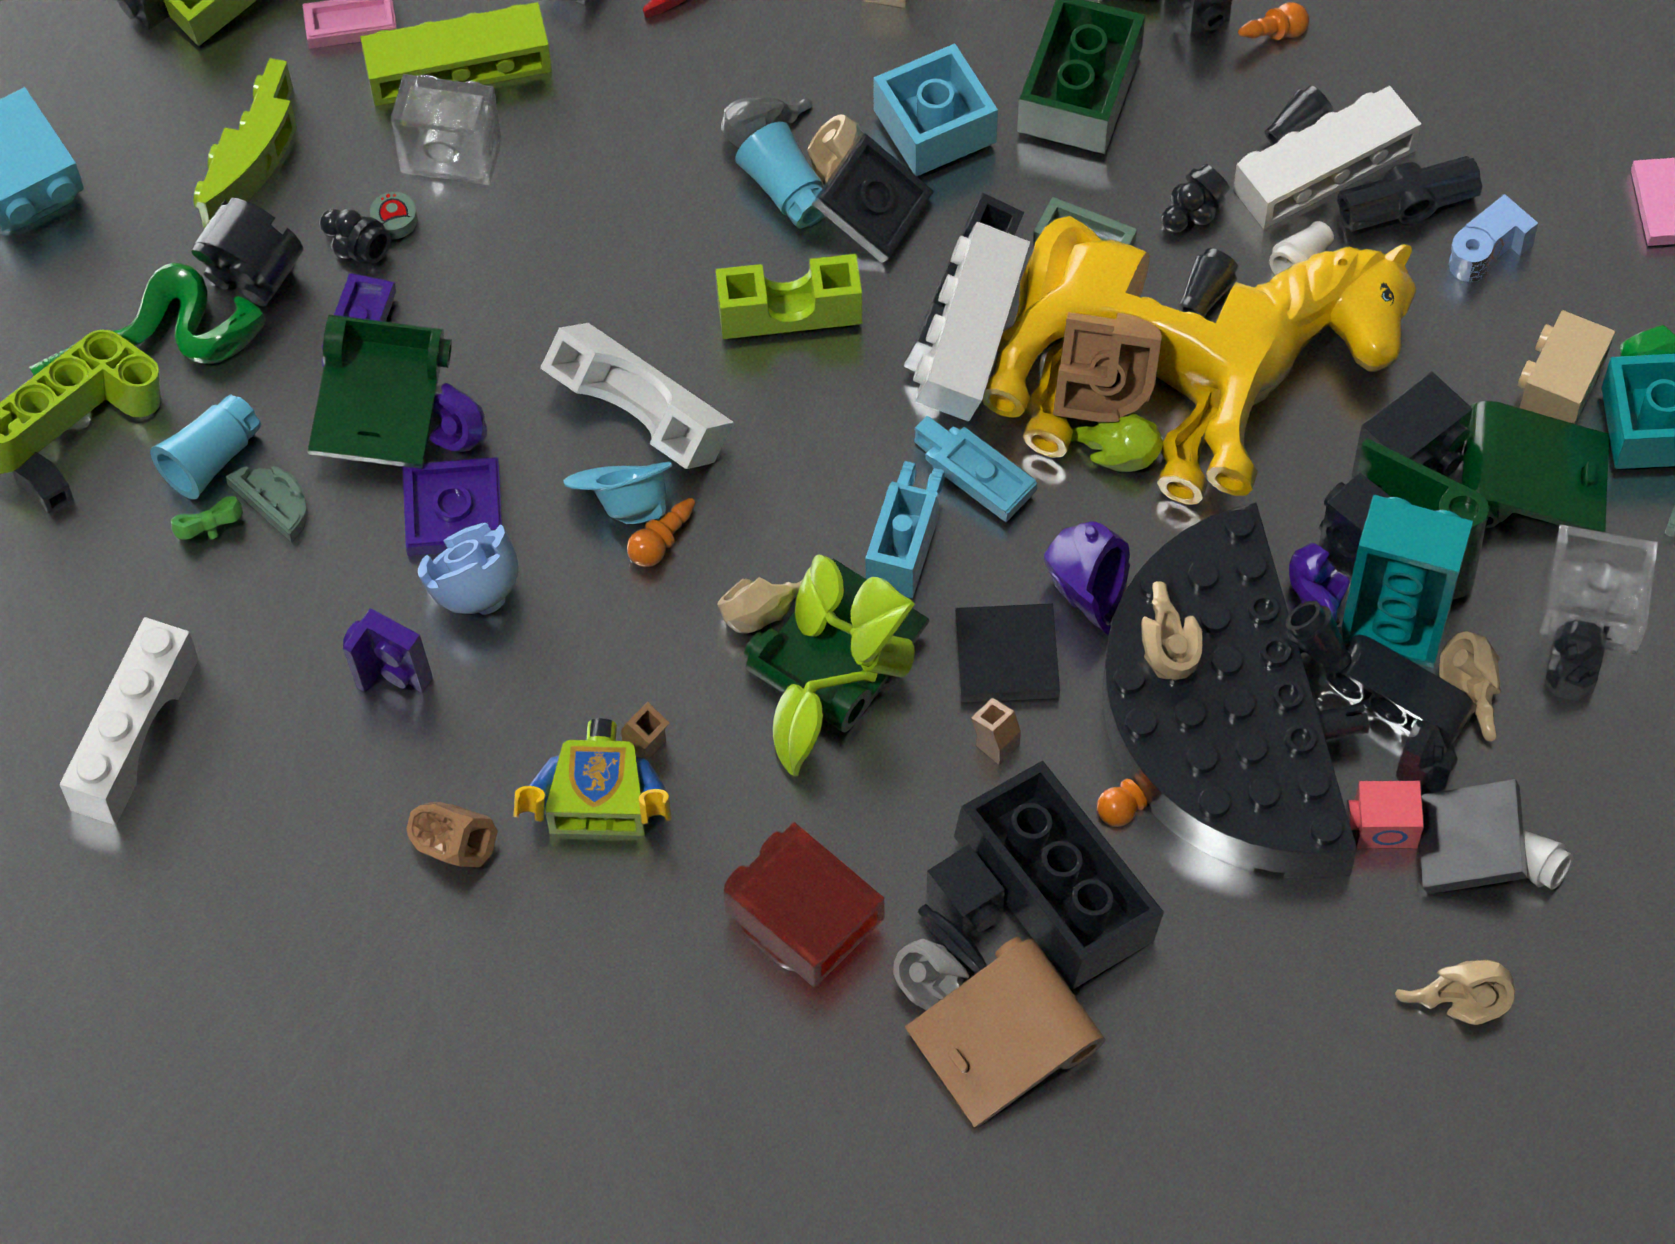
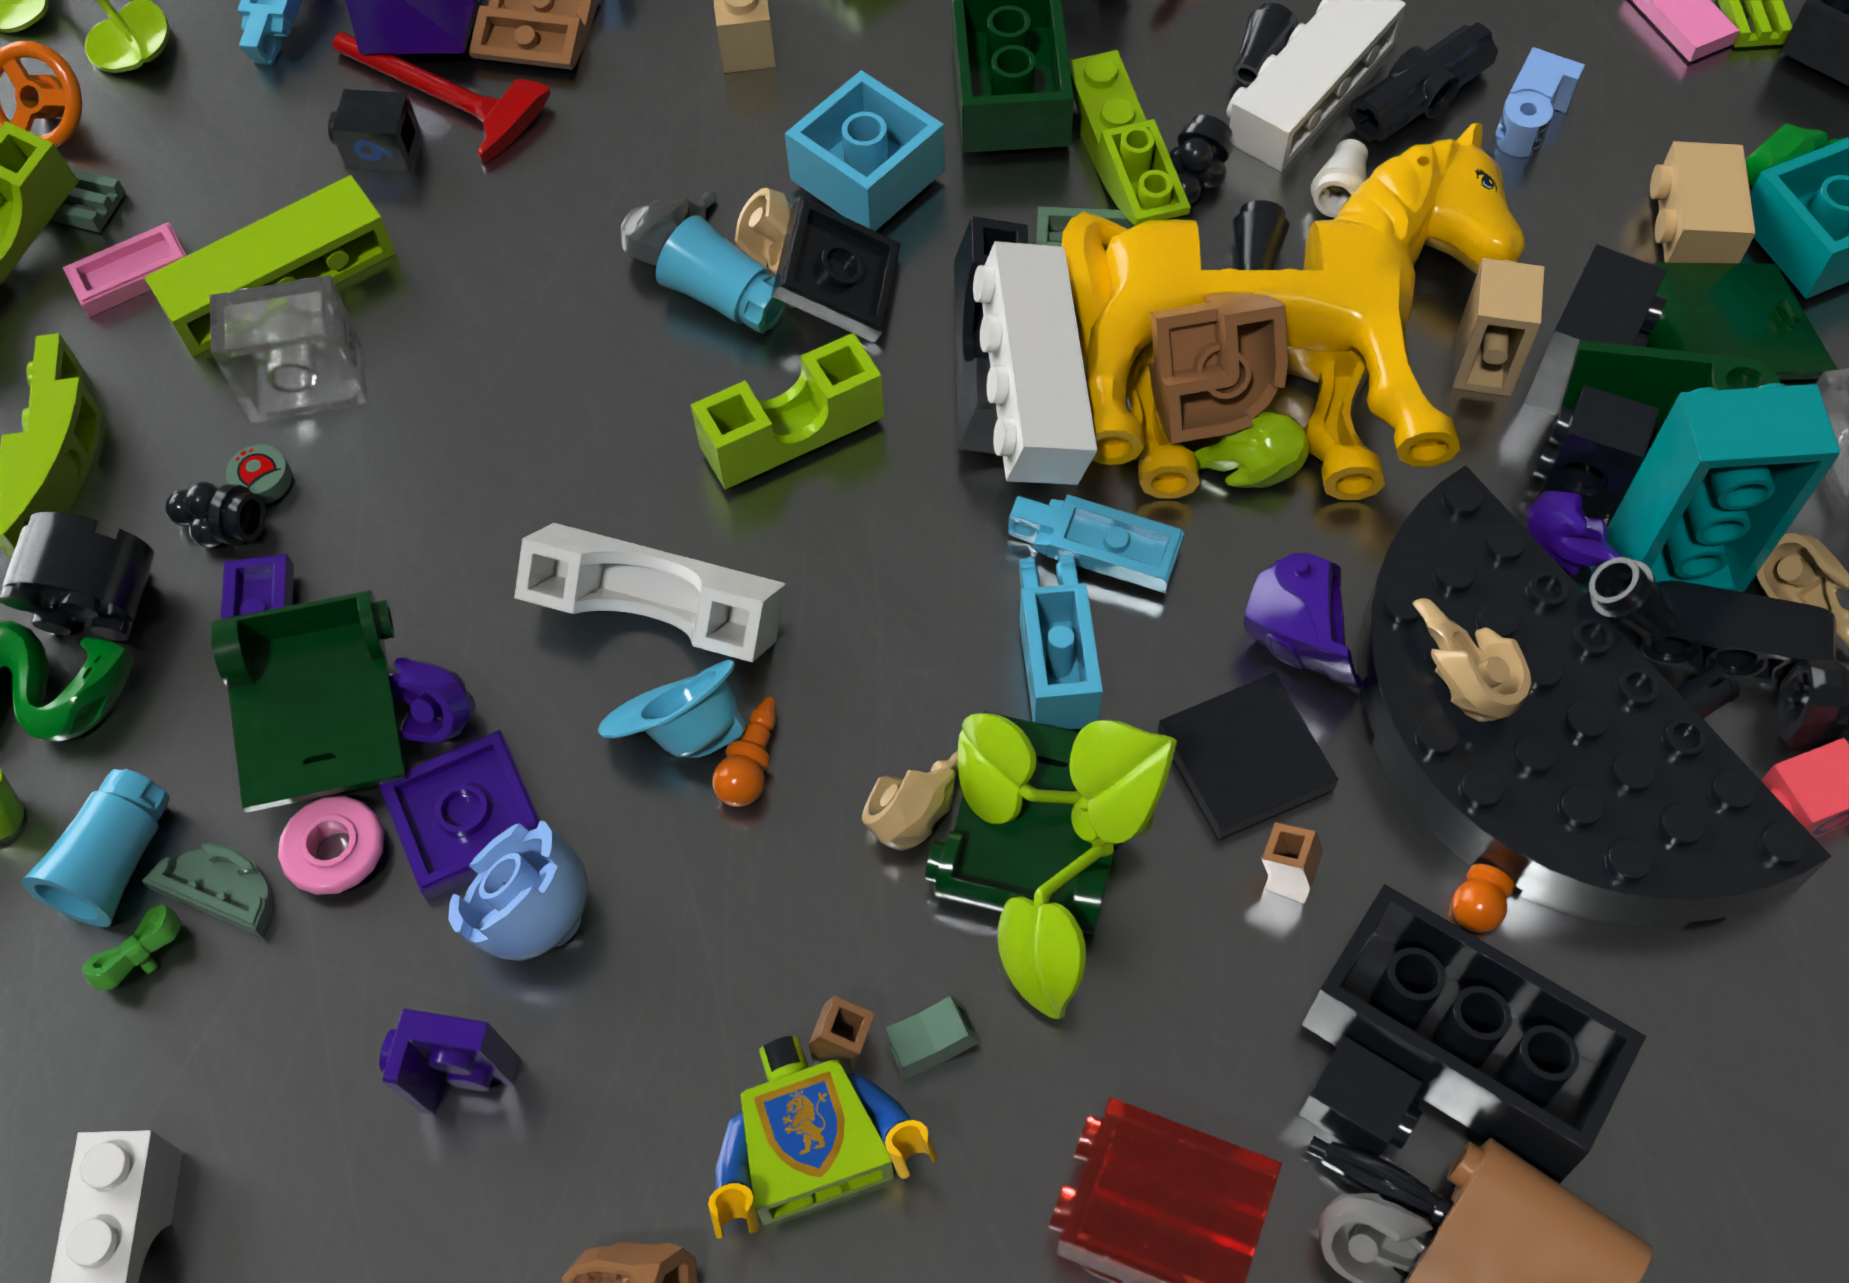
camera: 20 degrees left, 0 degrees up
(356, 478) = (312, 826): none -> bright pink piece
(705, 756) = (931, 1037): none -> sand green piece
(1142, 163) = (1123, 143): none -> lime slope
(1340, 407) = (1498, 327): none -> tan brick

